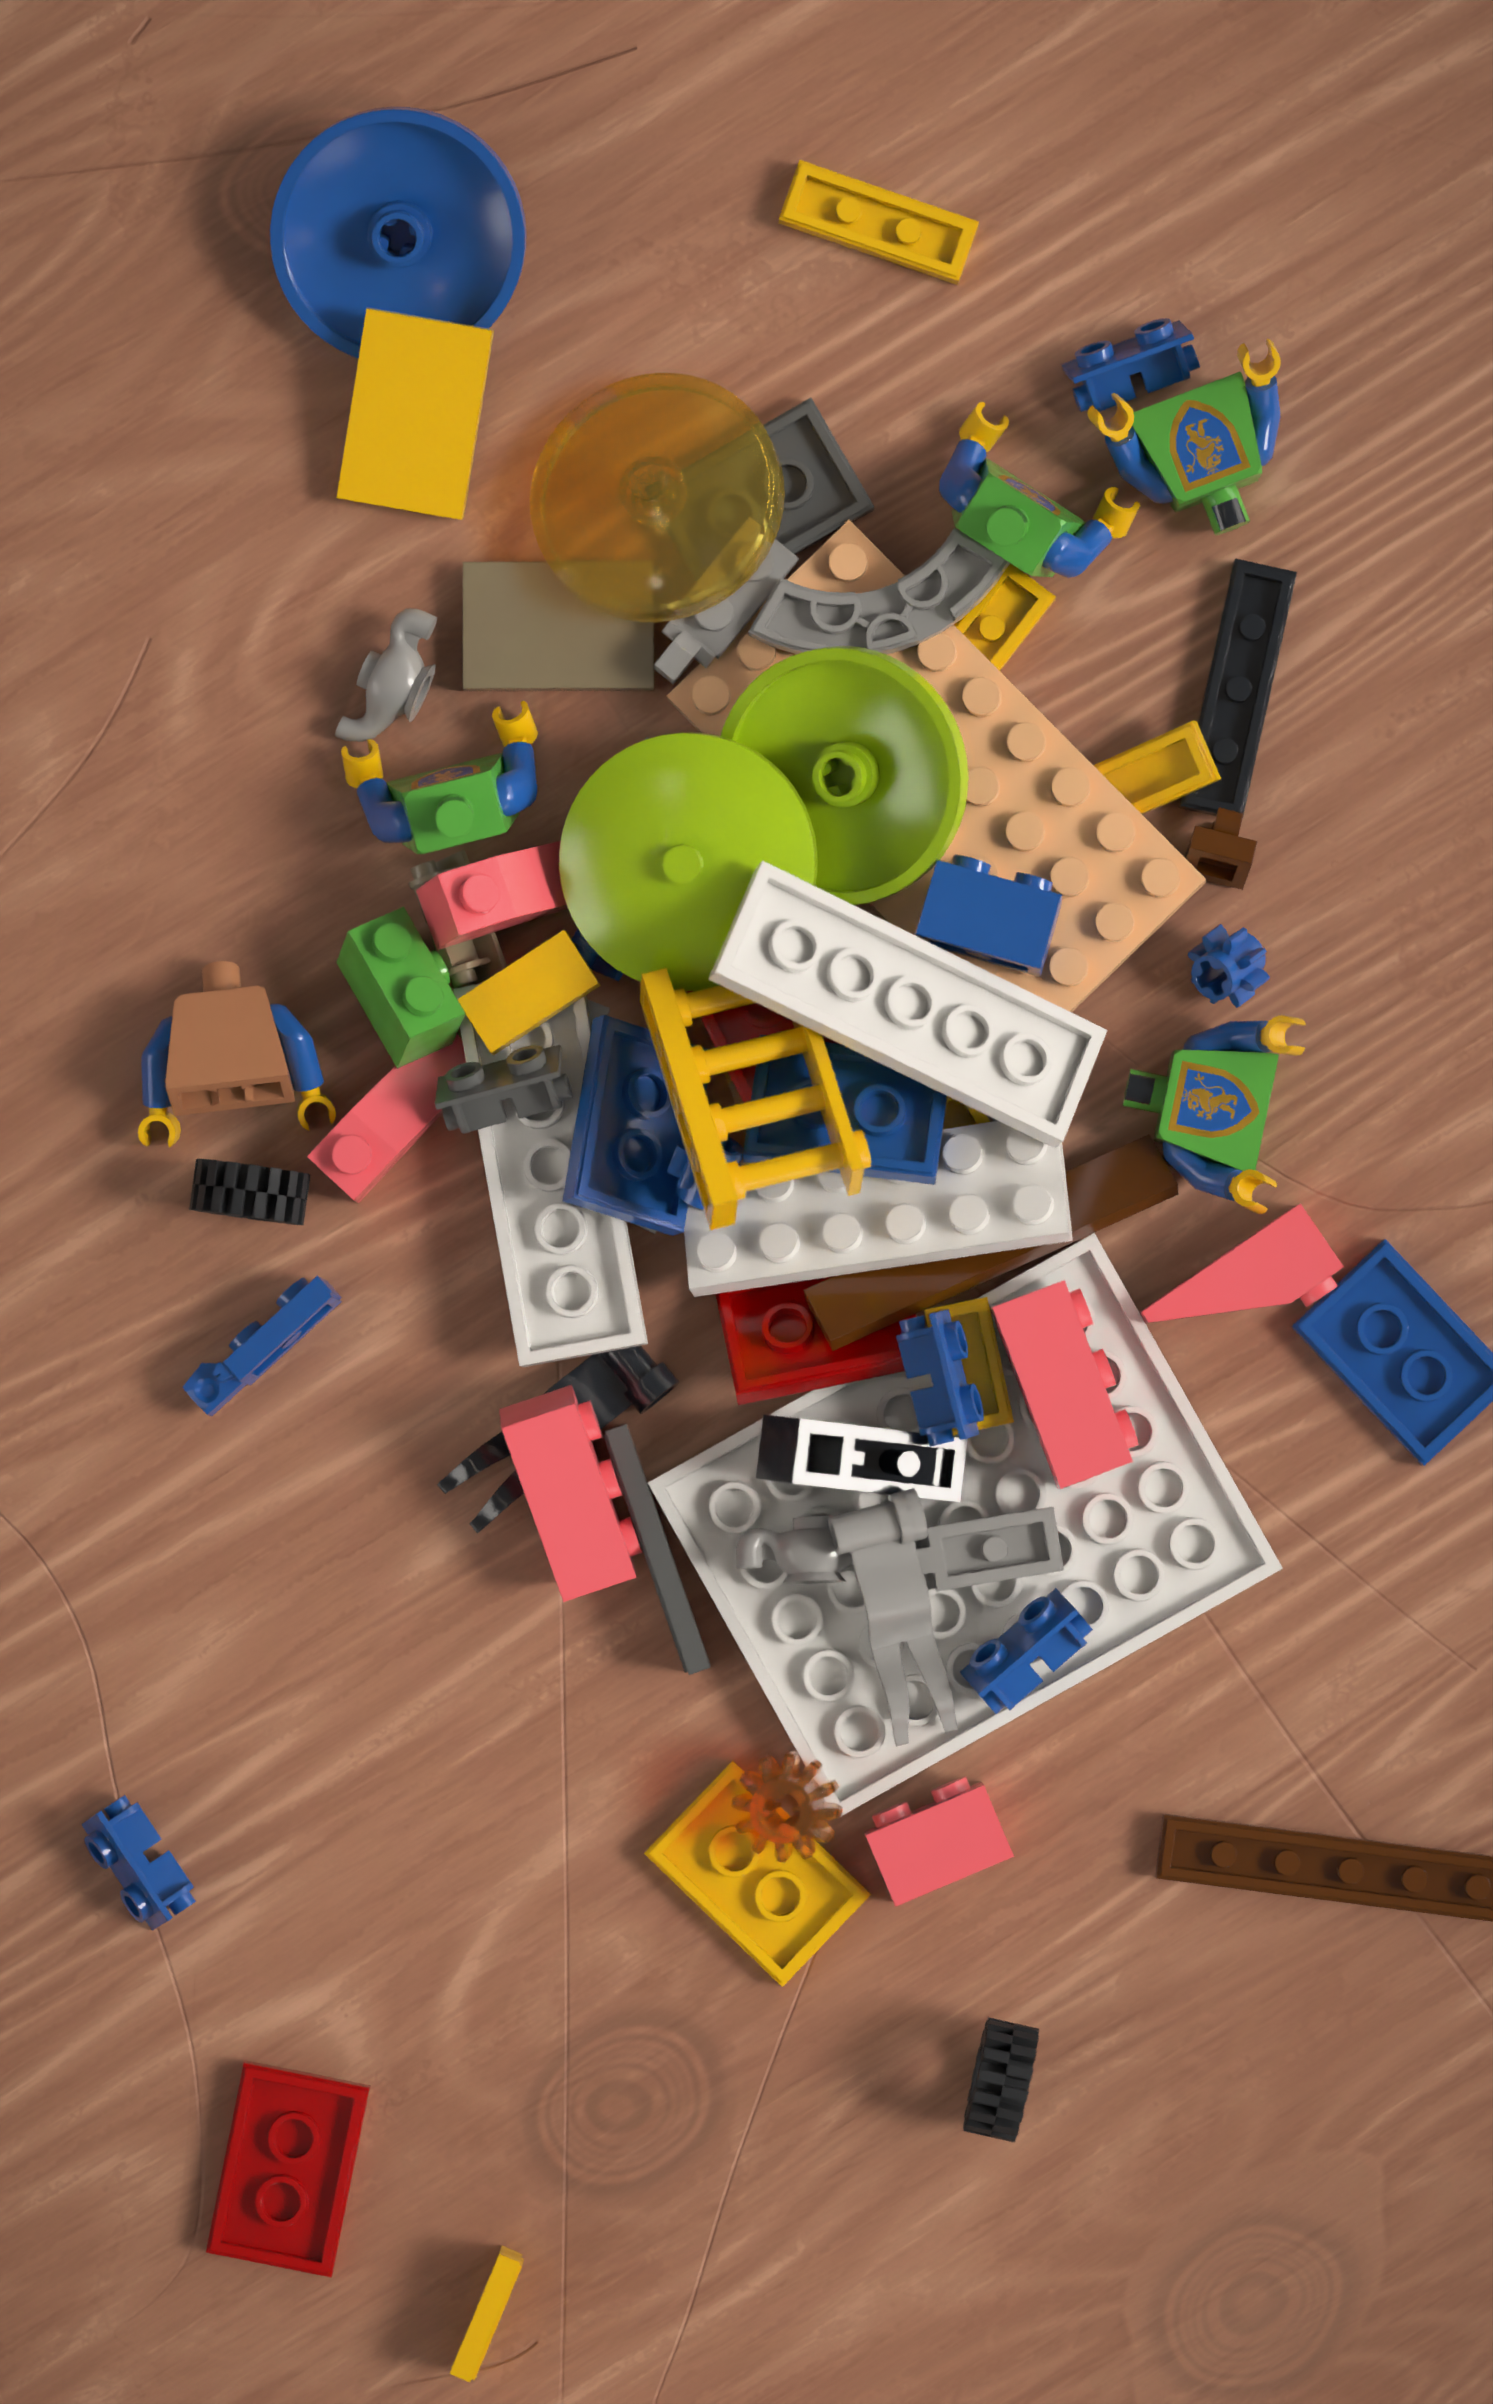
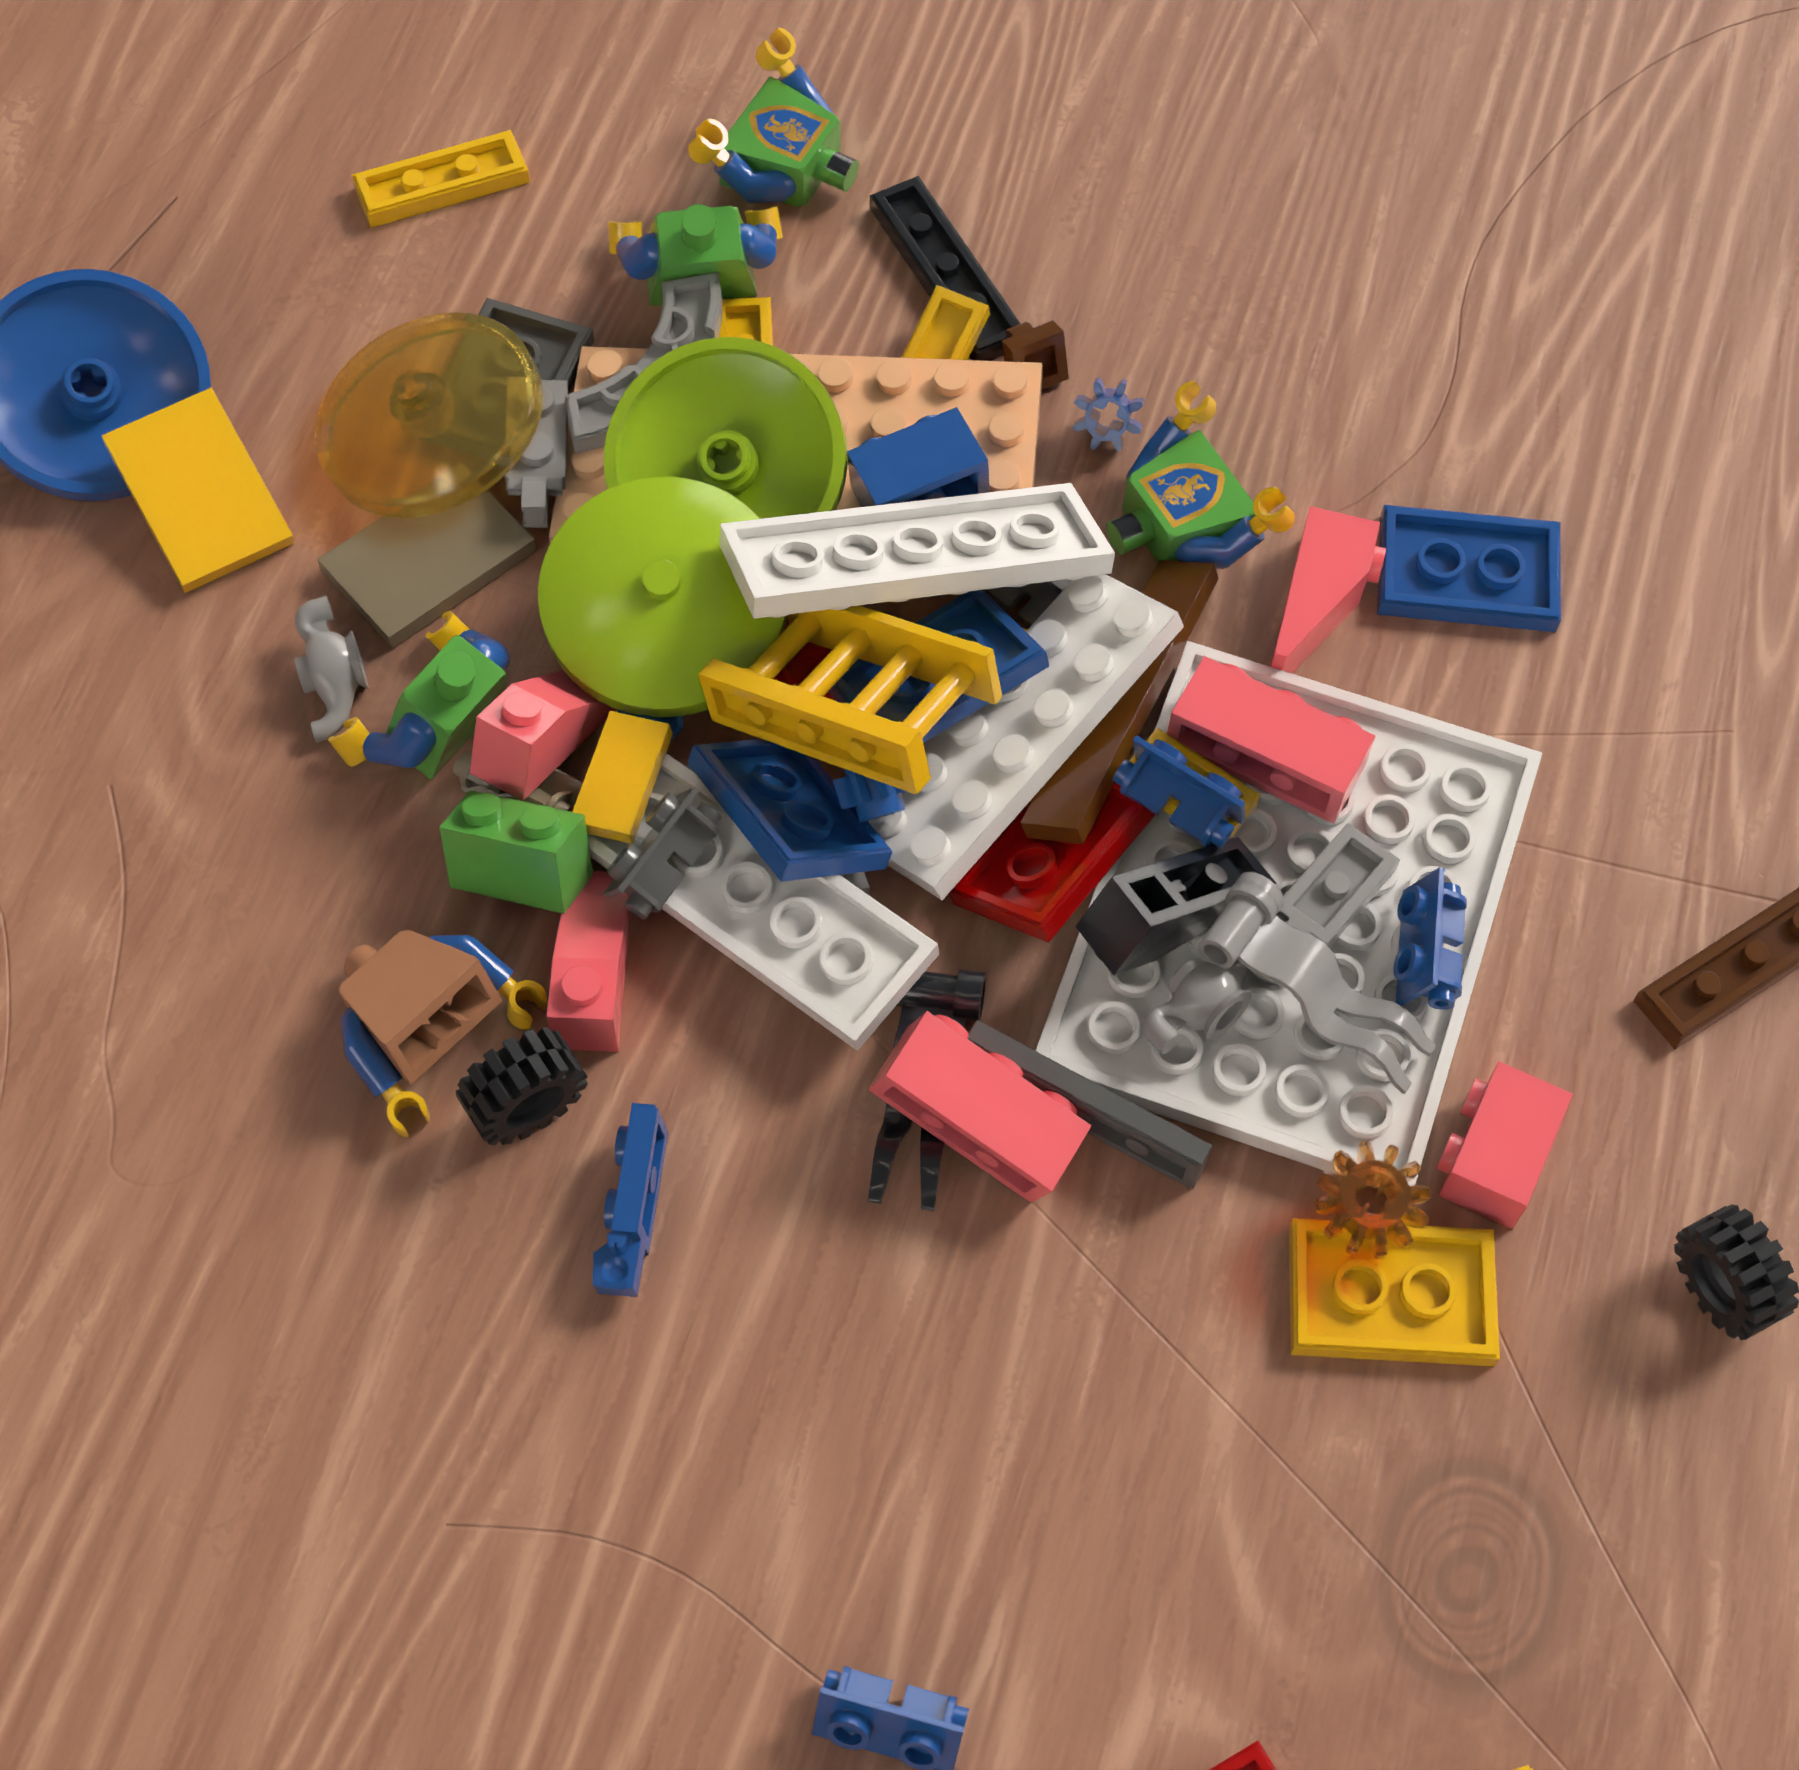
camera: 45 degrees left, 25 degrees down
(1108, 367) = (671, 147): blue hinge -> none

